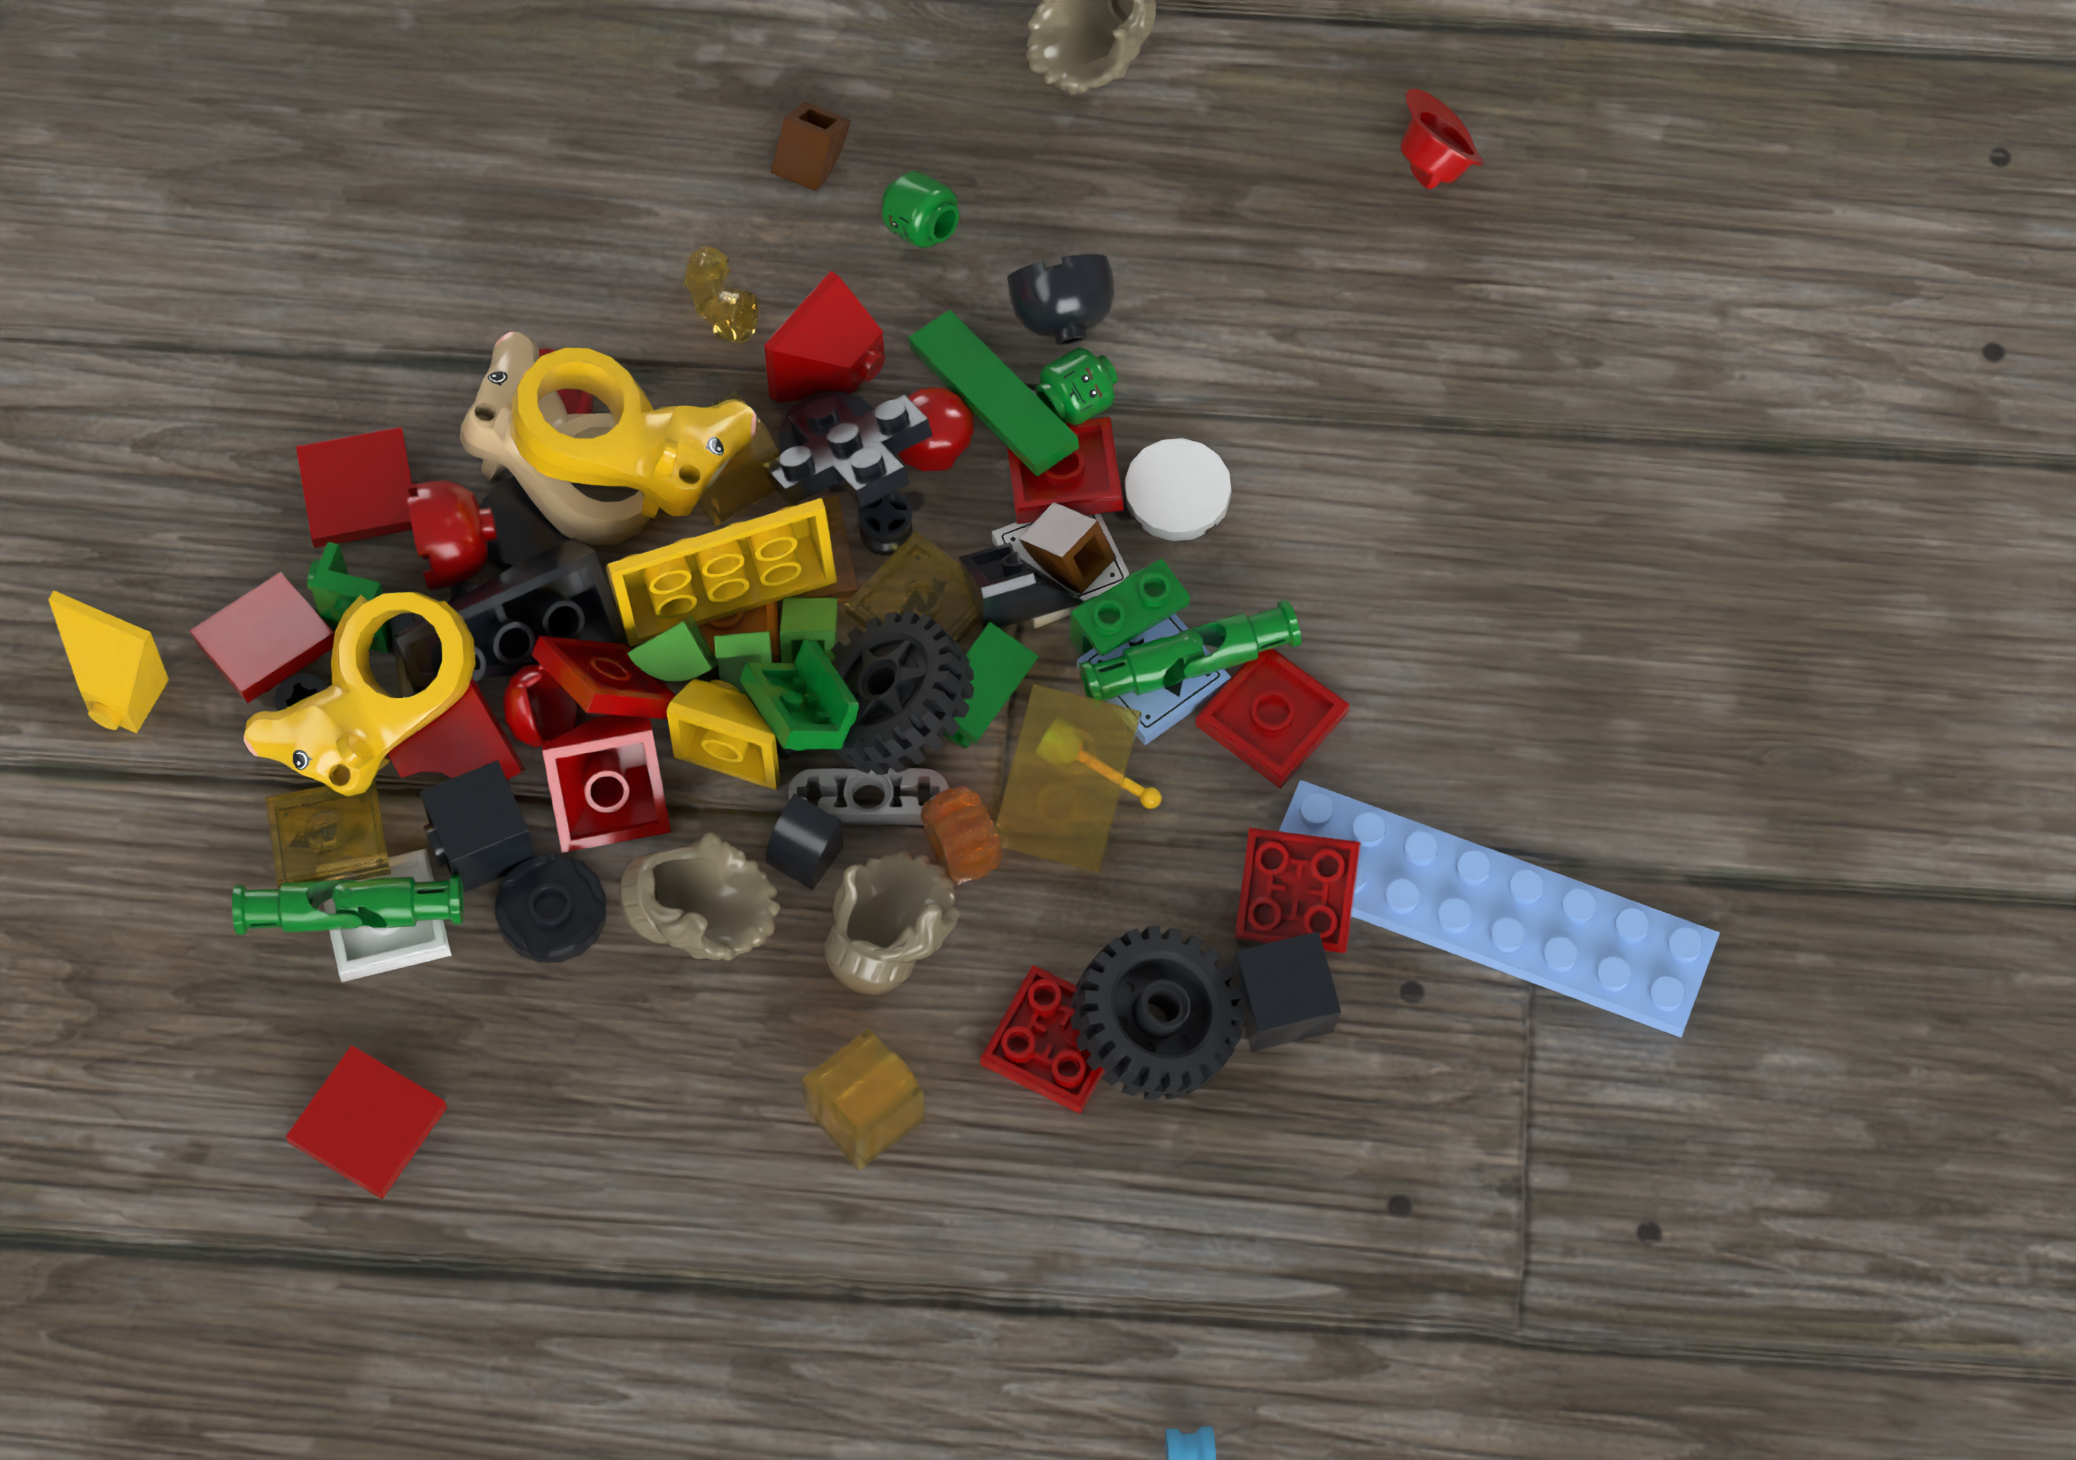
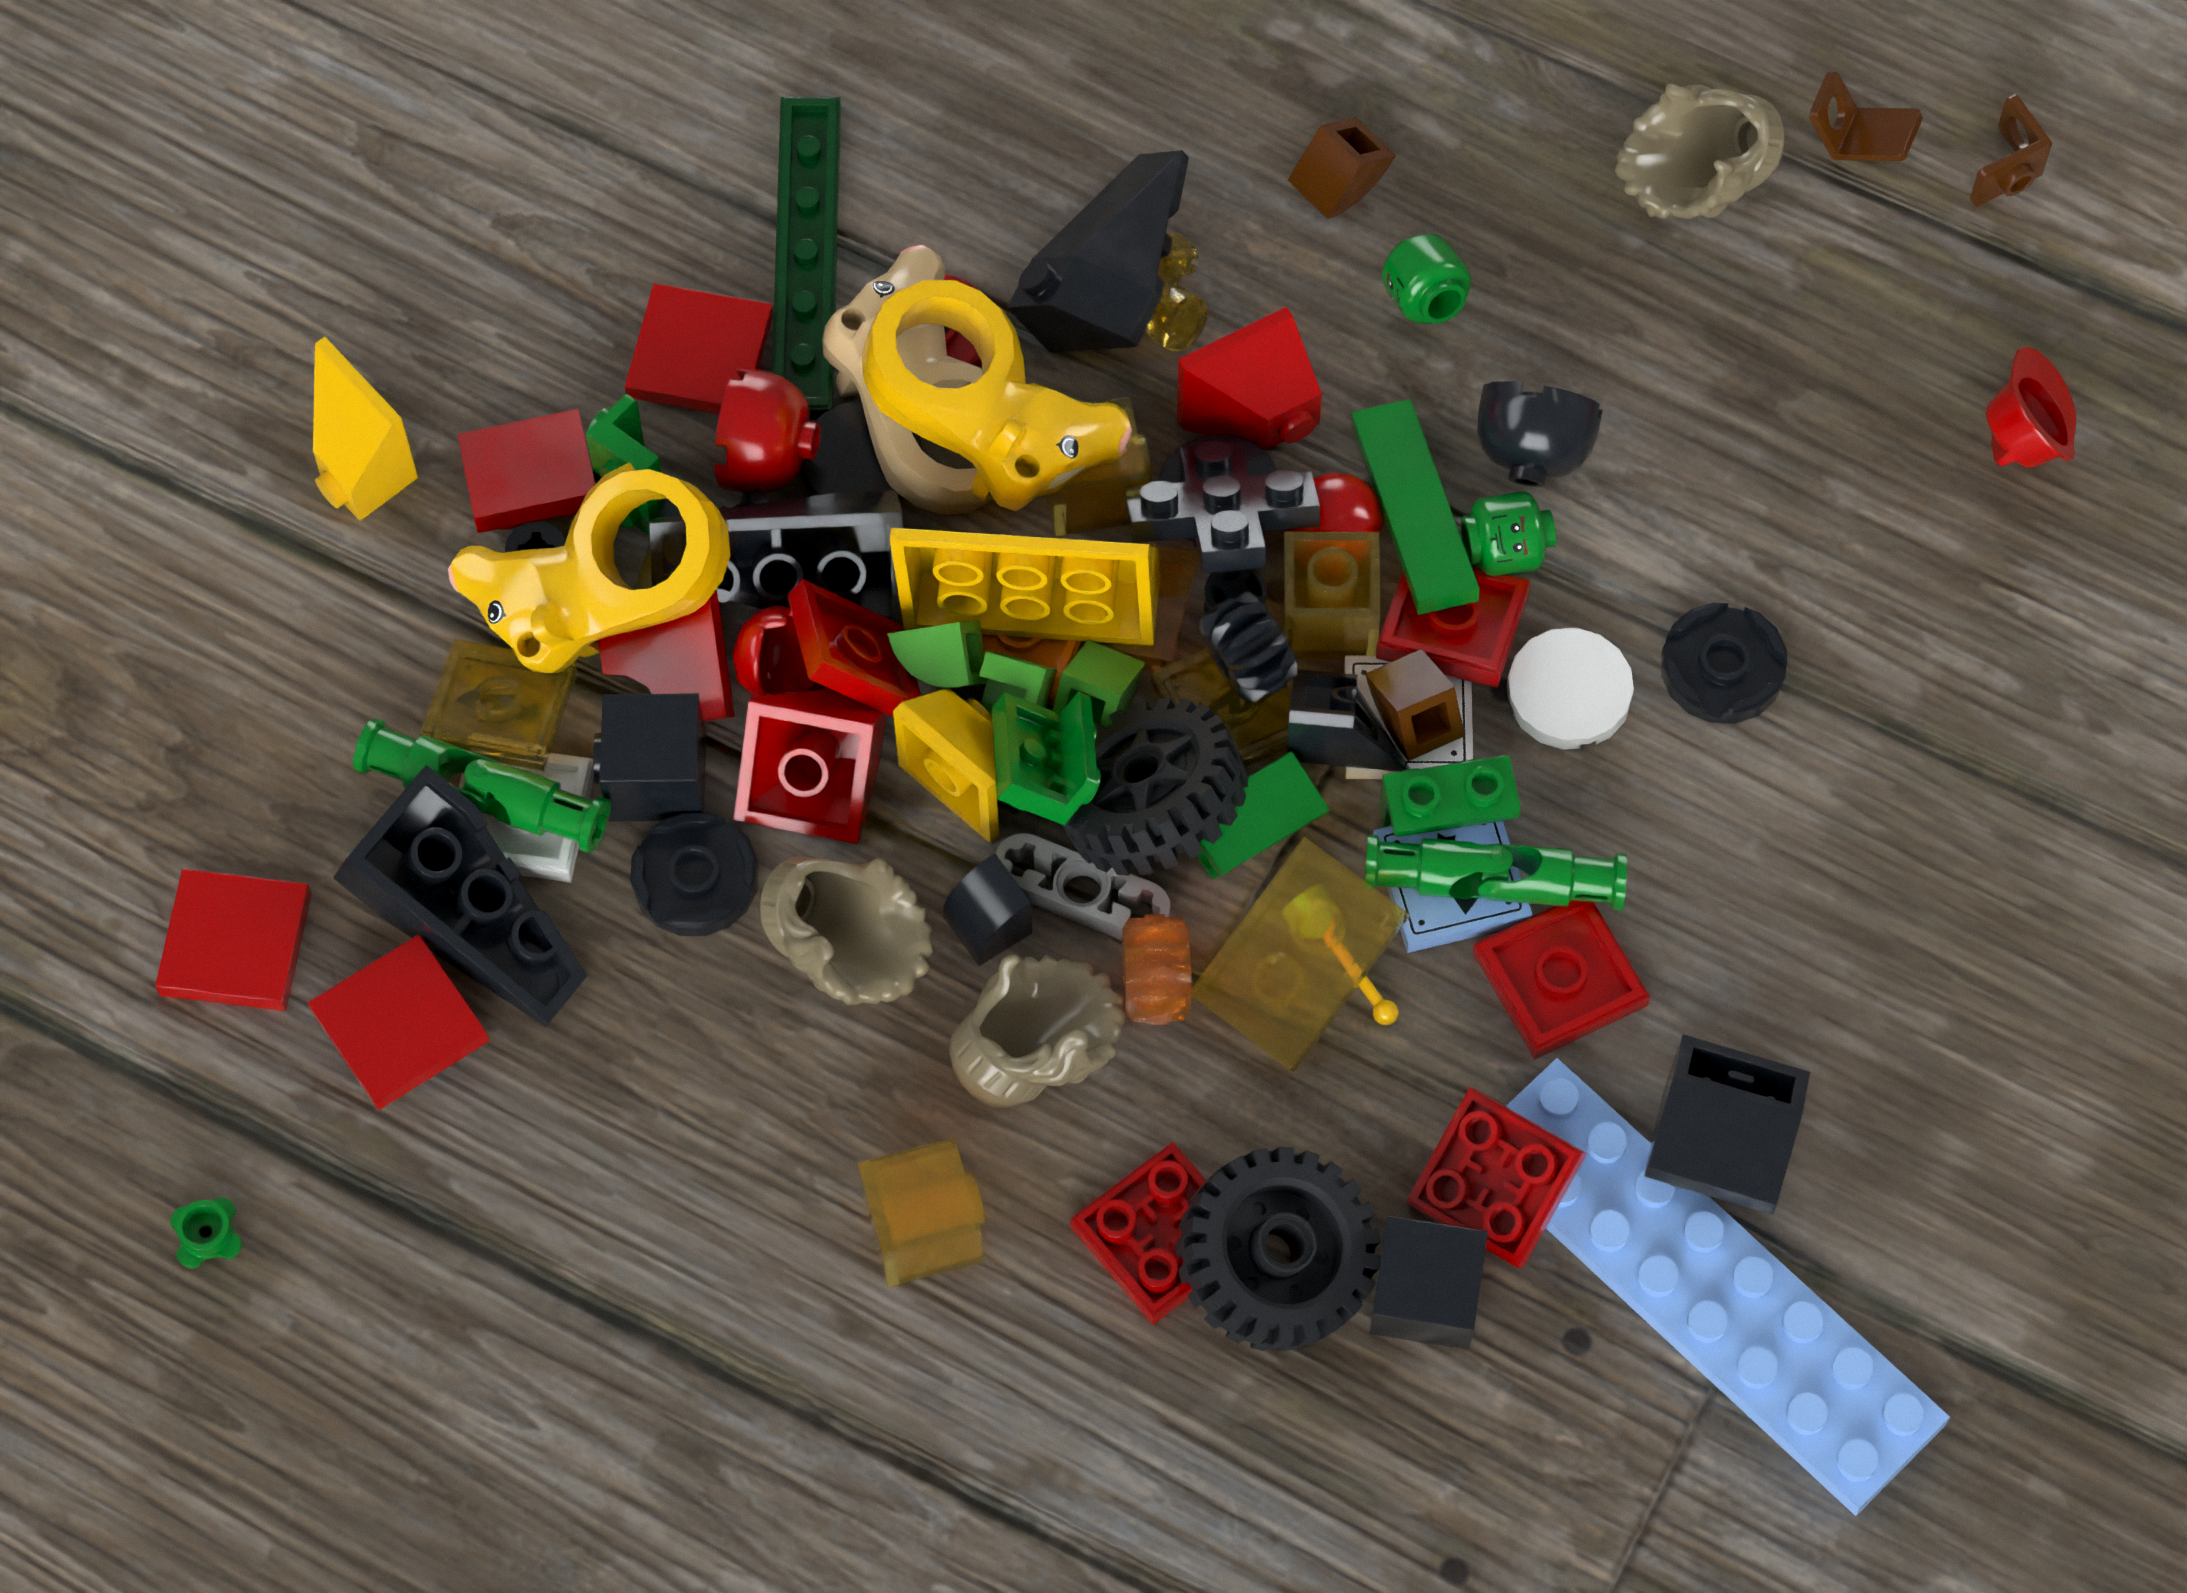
camera: 25 degrees right, 0 degrees up
(195, 1111) = (233, 939): none -> red tile
(286, 1337) = (192, 1219): none -> green plate
(348, 990) = (445, 878): none -> black wedge
(404, 367) = (806, 245): none -> dark green tile
(660, 295) = (1101, 270): none -> black wedge
(919, 552) = (1248, 647): none -> black gear
(961, 487) = (1331, 593): none -> clear yellow head
(1286, 424) = (1723, 663): none -> black tile
(1456, 776) = (1727, 1124): none -> black slope

